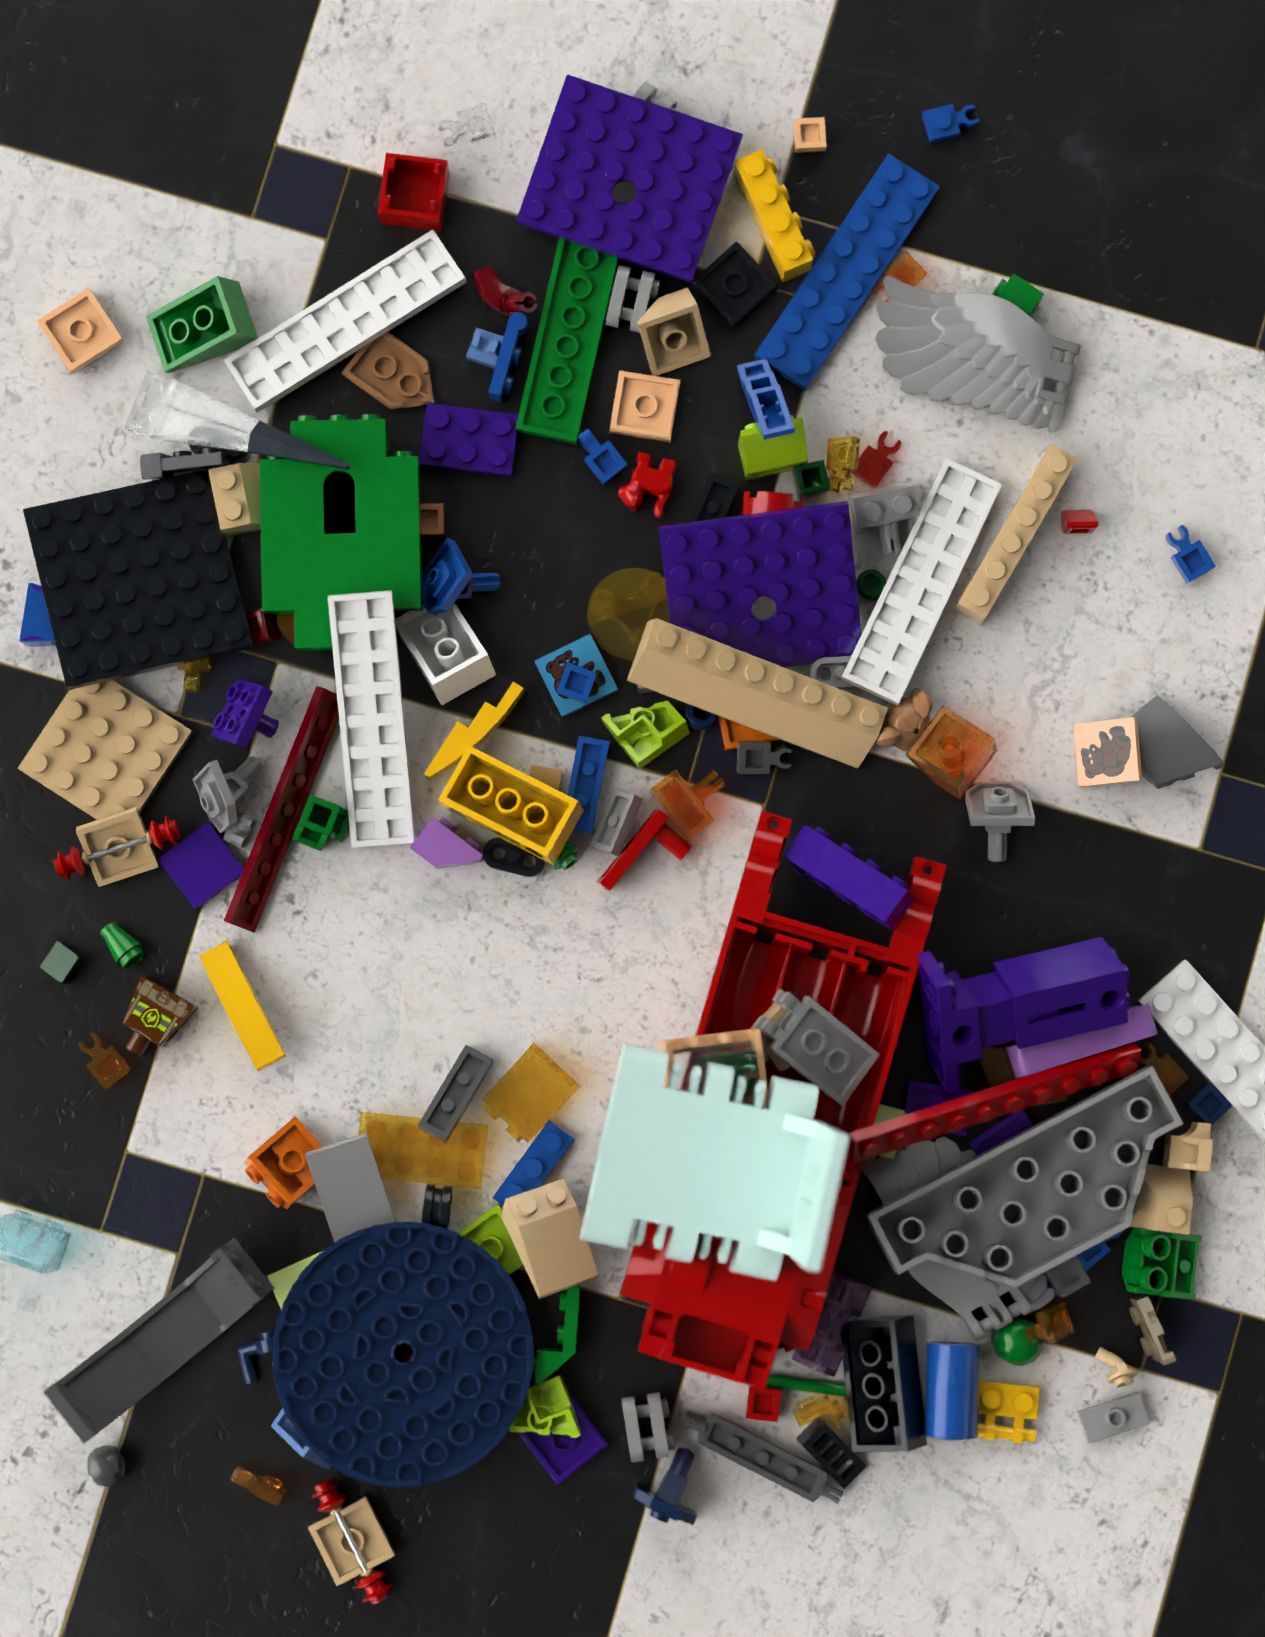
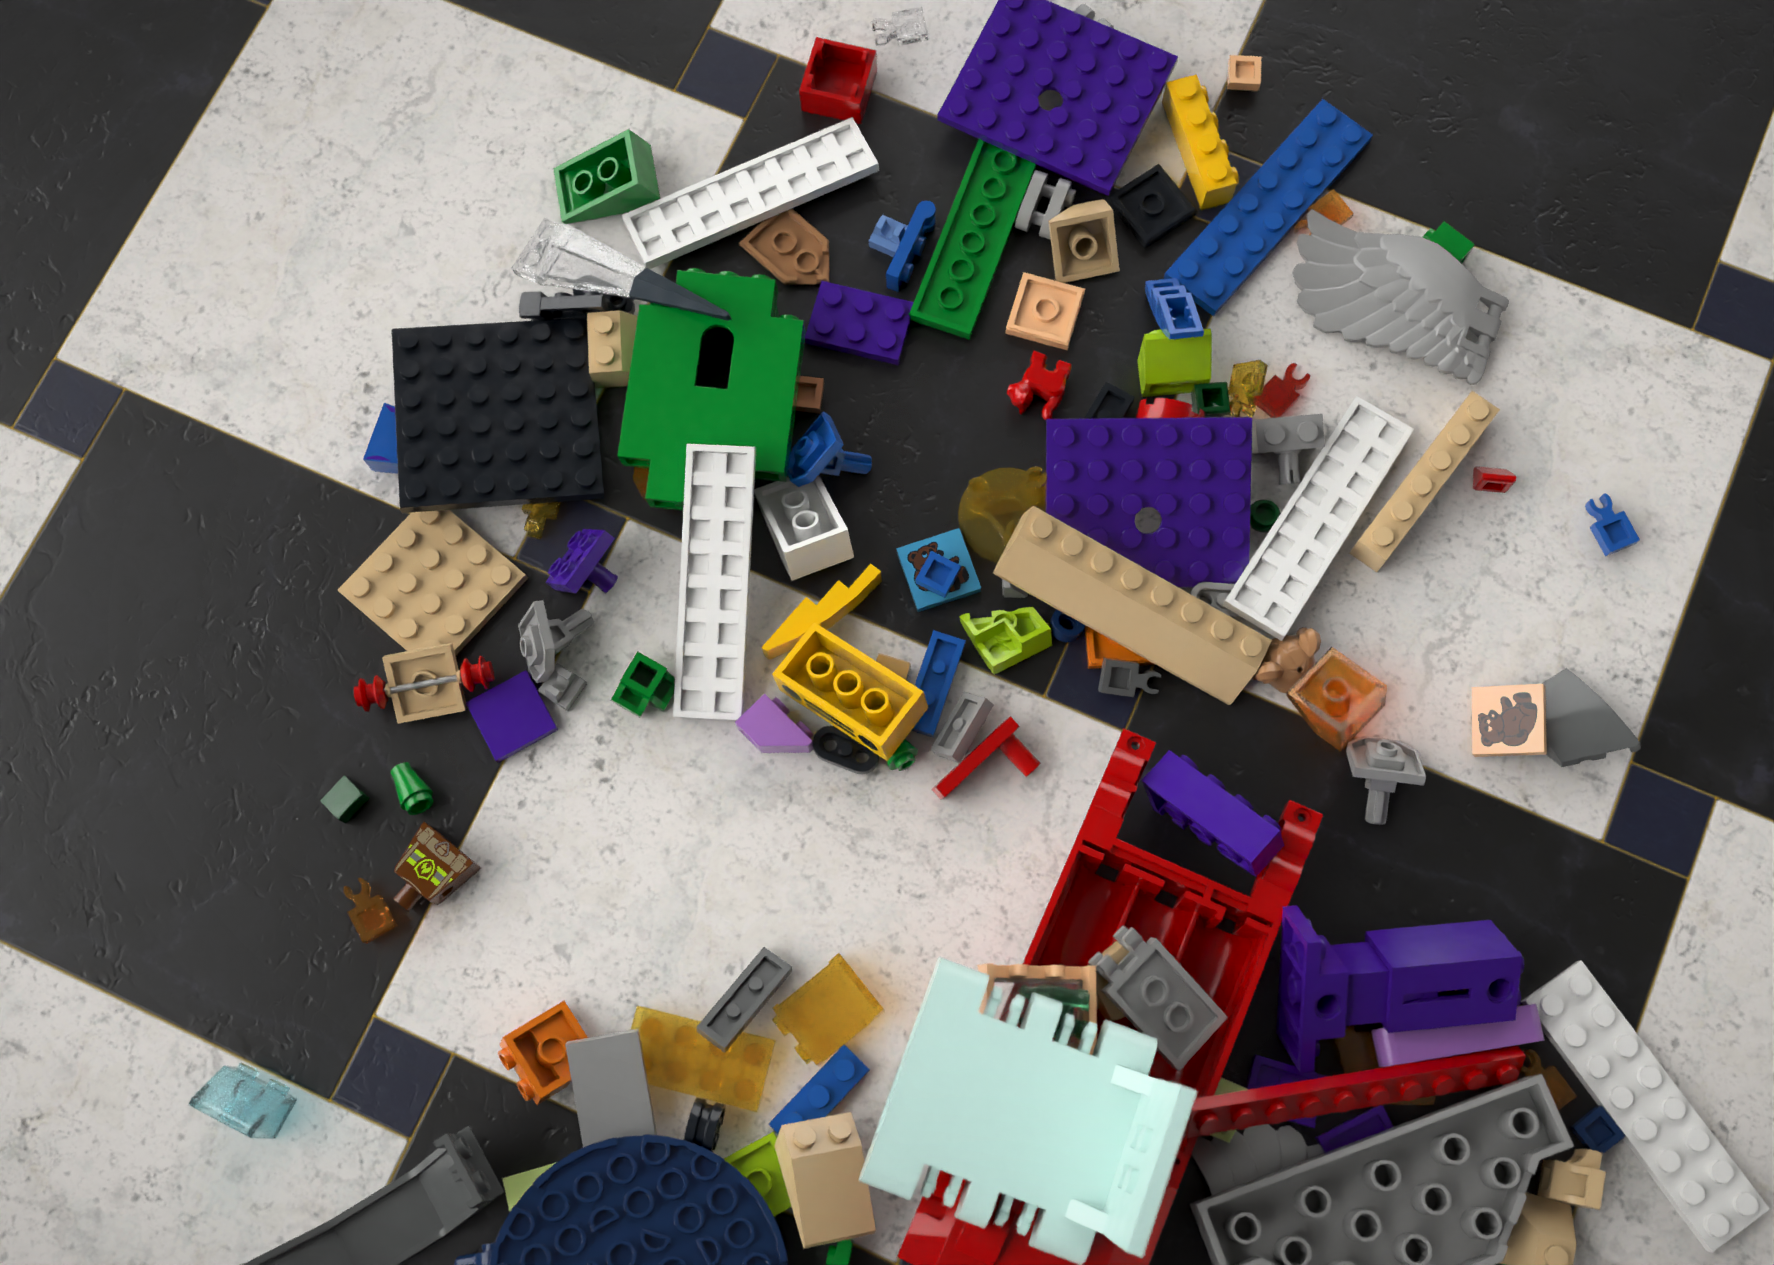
camera: 15 degrees right, 10 degrees down
(80, 331) = (485, 173): light nougat plate -> none
(242, 1006) = (528, 872): yellow slope -> none
(263, 627) = (618, 480): dark red slope -> none
(284, 810) = (605, 671): dark red plate -> none
(502, 297) = (911, 187): dark red arm -> none
(603, 459) = (994, 356): blue plate -> none
(686, 803) = (1041, 715): clear orange brick -> none
(944, 123) = (1383, 79): blue plate -> none

